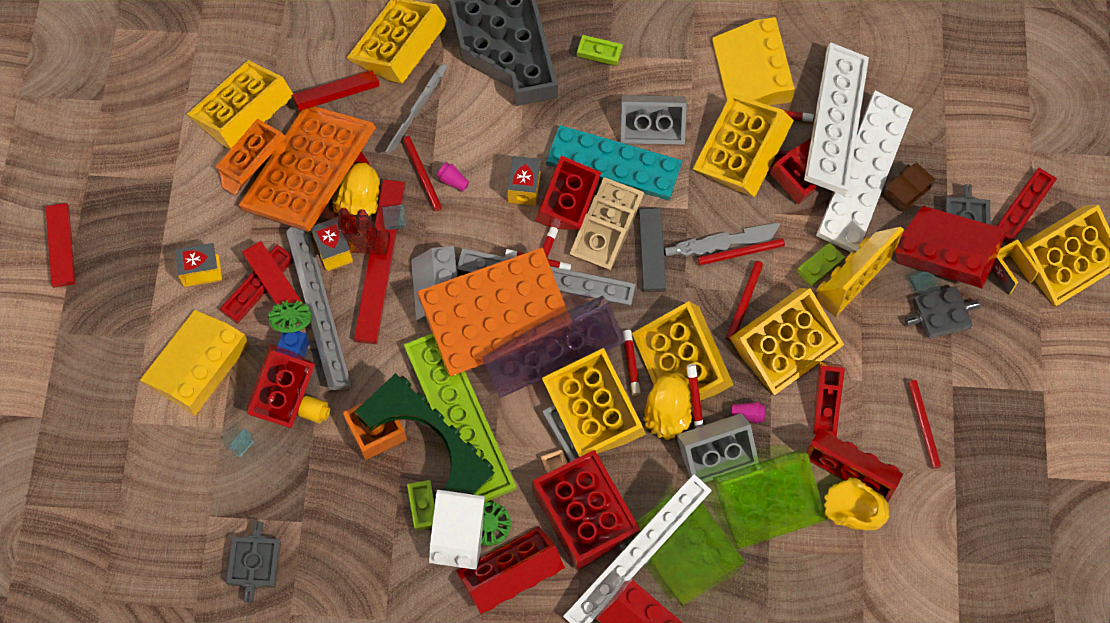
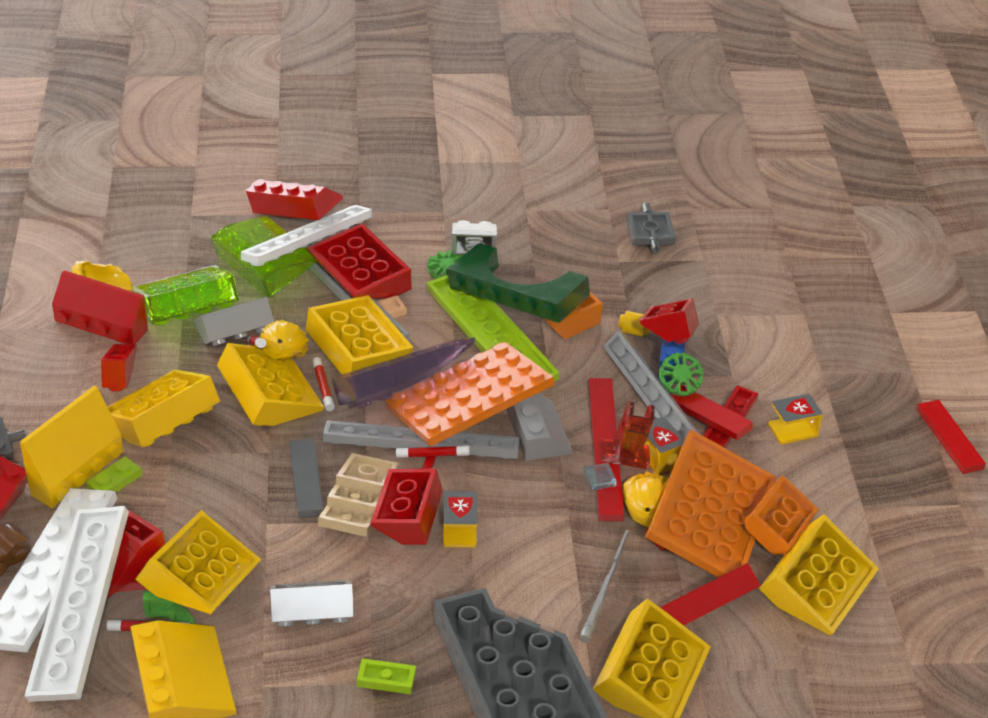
camera: 170 degrees right, 25 degrees down
(195, 361) = (763, 351): yellow slope -> none
(241, 443) = (694, 292): clear light blue tile -> none
(421, 504) = (511, 269): lime plate -> none
(422, 173) = (580, 528): red bar -> none
(452, 176) = (545, 523): dark pink cone -> none
(511, 569) = (422, 234): red slope -> none
(617, 161) = (356, 558): teal plate -> none
(723, 241) = (224, 493): light grey sword -> none
(738, 252) = (204, 483): red bar -> none
(743, 304) = (202, 441): red bar -> none
(753, 411) = (199, 349): dark pink cone -> none
(924, 424) = (21, 358): red bar -> none

